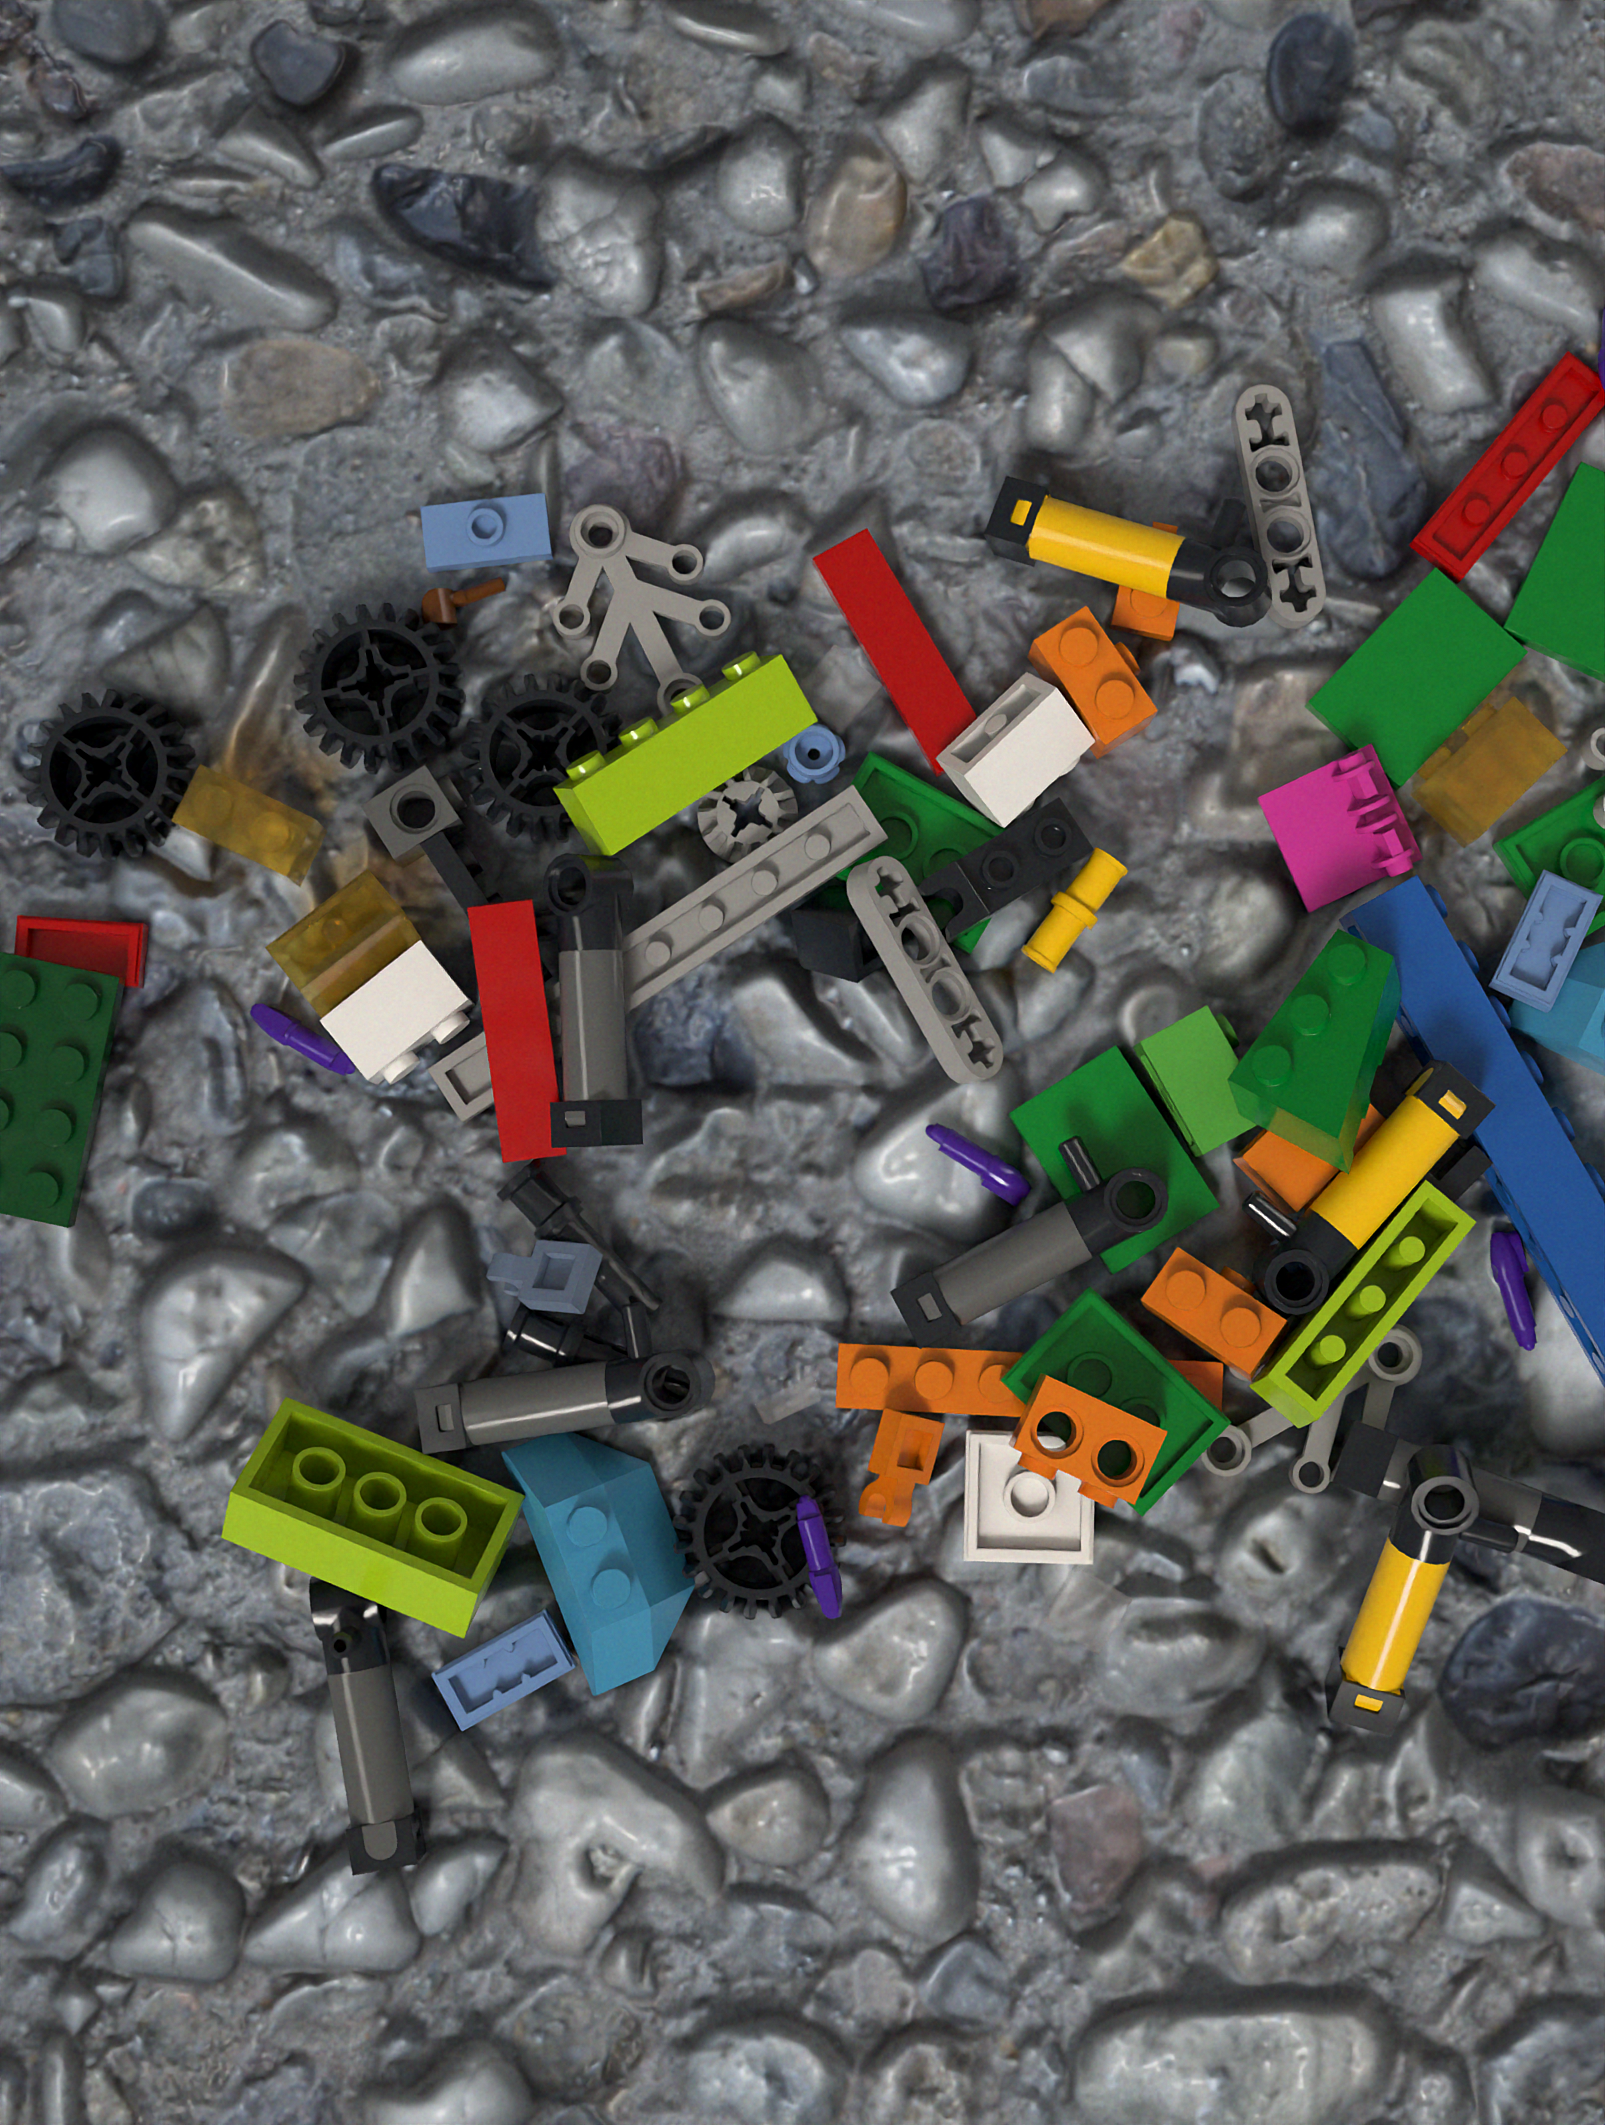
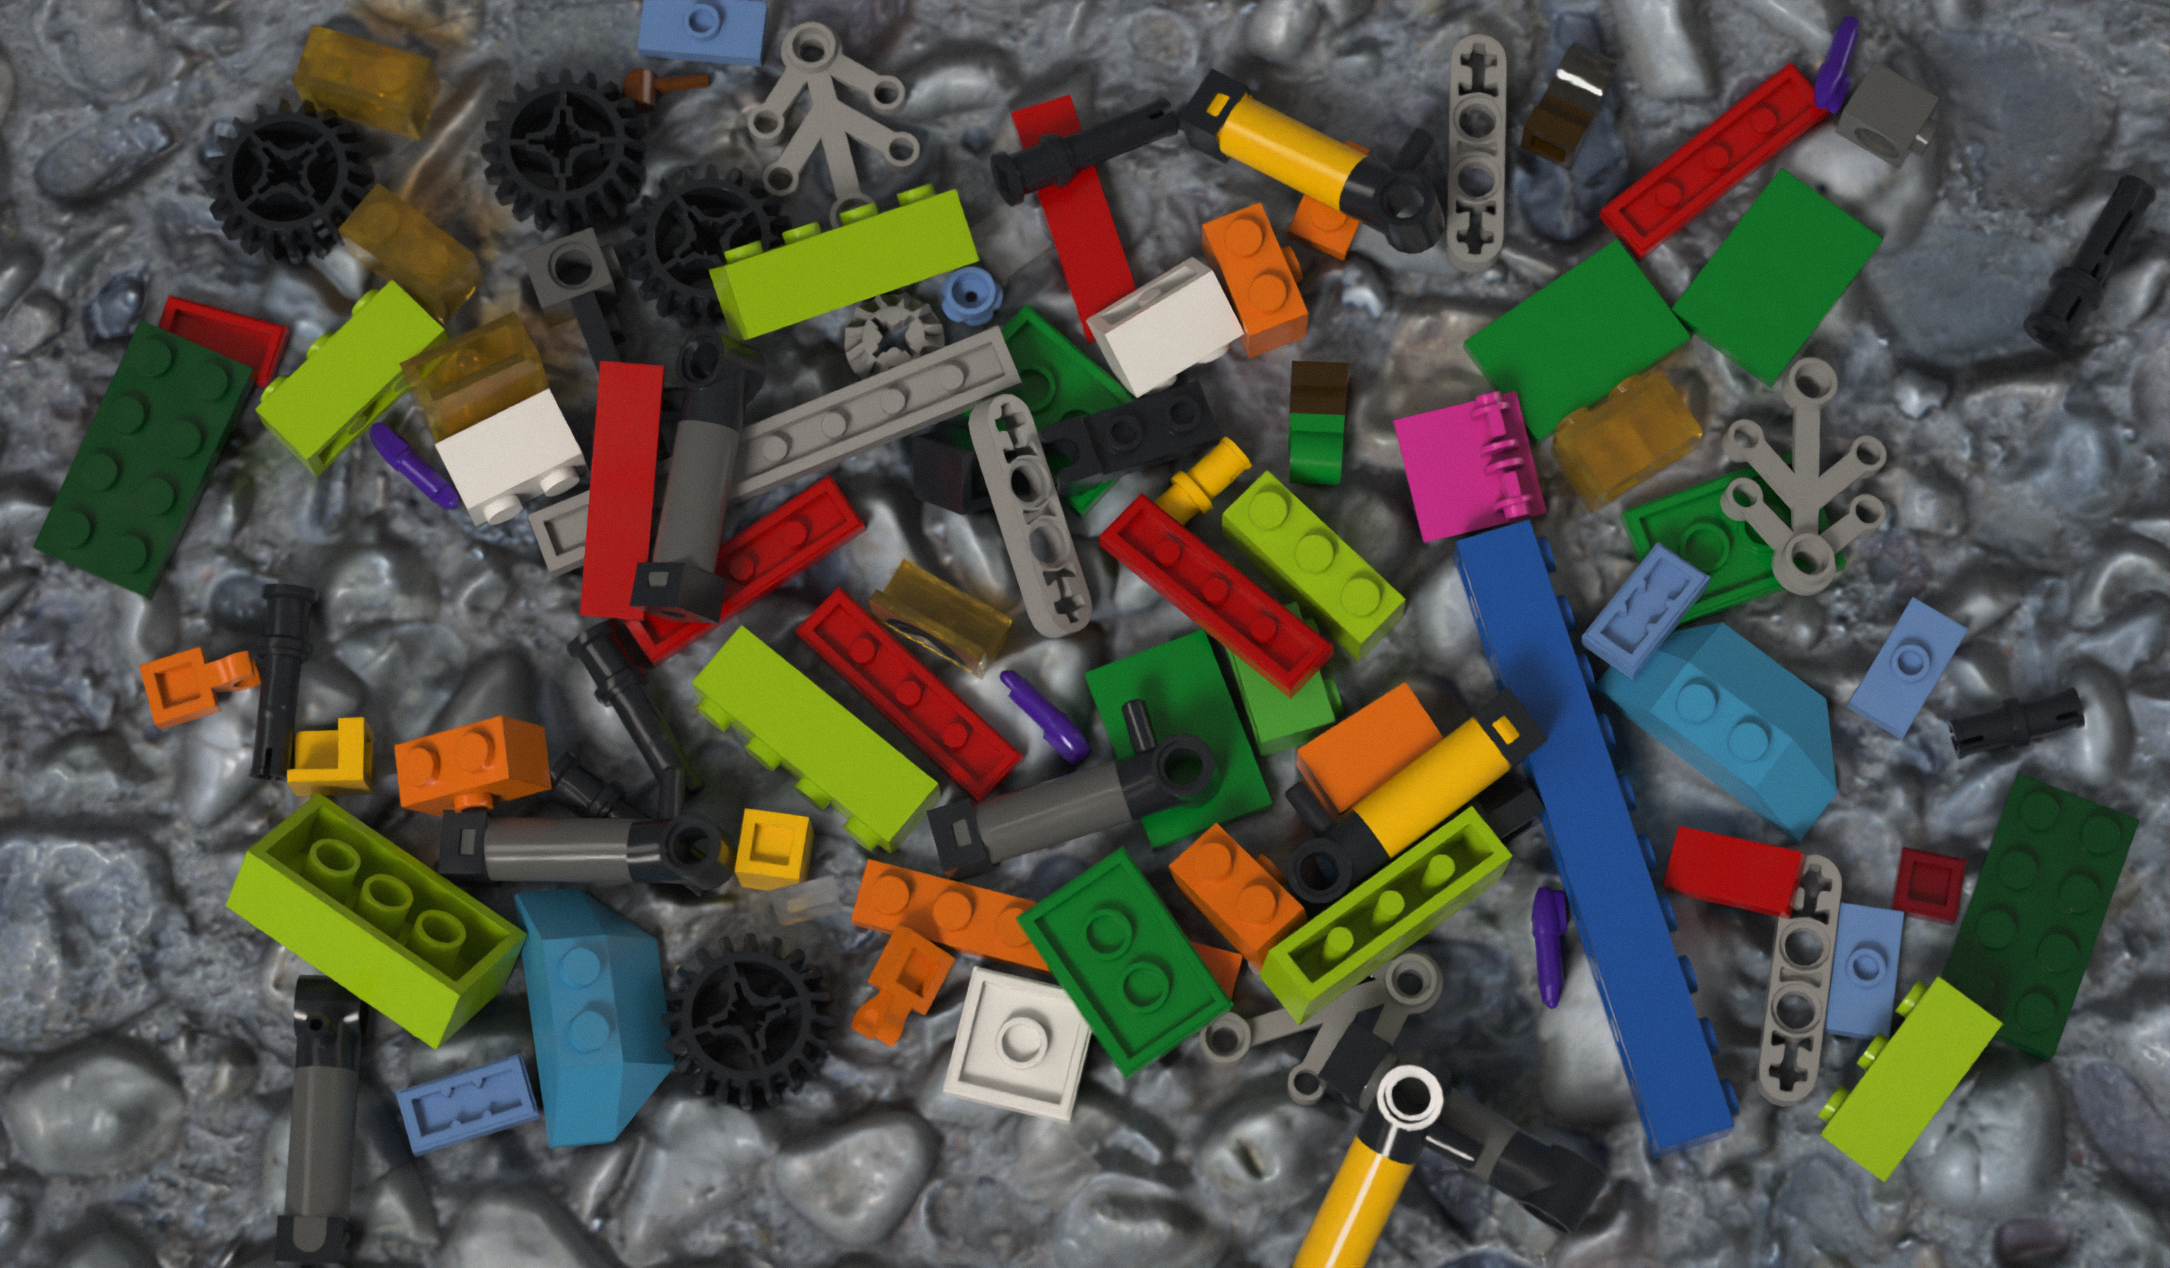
camera: 15 degrees right, 10 degrees down
(132, 1309) = (187, 685): none -> orange plate
(164, 657) = (367, 82): none -> clear yellow brick
(217, 964) = (348, 377): none -> lime brick
(217, 1253) = (283, 651): none -> black pin
(292, 1352) = (334, 760): none -> yellow panel
(433, 1341) = (473, 766): none -> orange brick
(553, 1278) = (603, 732): sand blue plate -> none
(670, 1061) = (761, 562): none -> red tile
(747, 1359) = (773, 849): none -> yellow panel
(761, 1237) = (815, 741): none -> lime brick
(822, 1569) = (800, 1063): dark purple piece -> none
(841, 1169) = (909, 696): none -> red tile
(857, 1085) = (941, 618): none -> clear yellow panel
(872, 599) = (1059, 158): none -> black pin
(1092, 1427) = (1094, 970): orange brick -> none
(1124, 1015) = (1216, 595): none -> red tile
(1182, 815) = (1317, 421): none -> leg
(1205, 957) = (1312, 566): none -> lime brick
(1321, 1051) = (1392, 656): green wedge -> none
(1362, 440) = (1569, 106): none -> leg

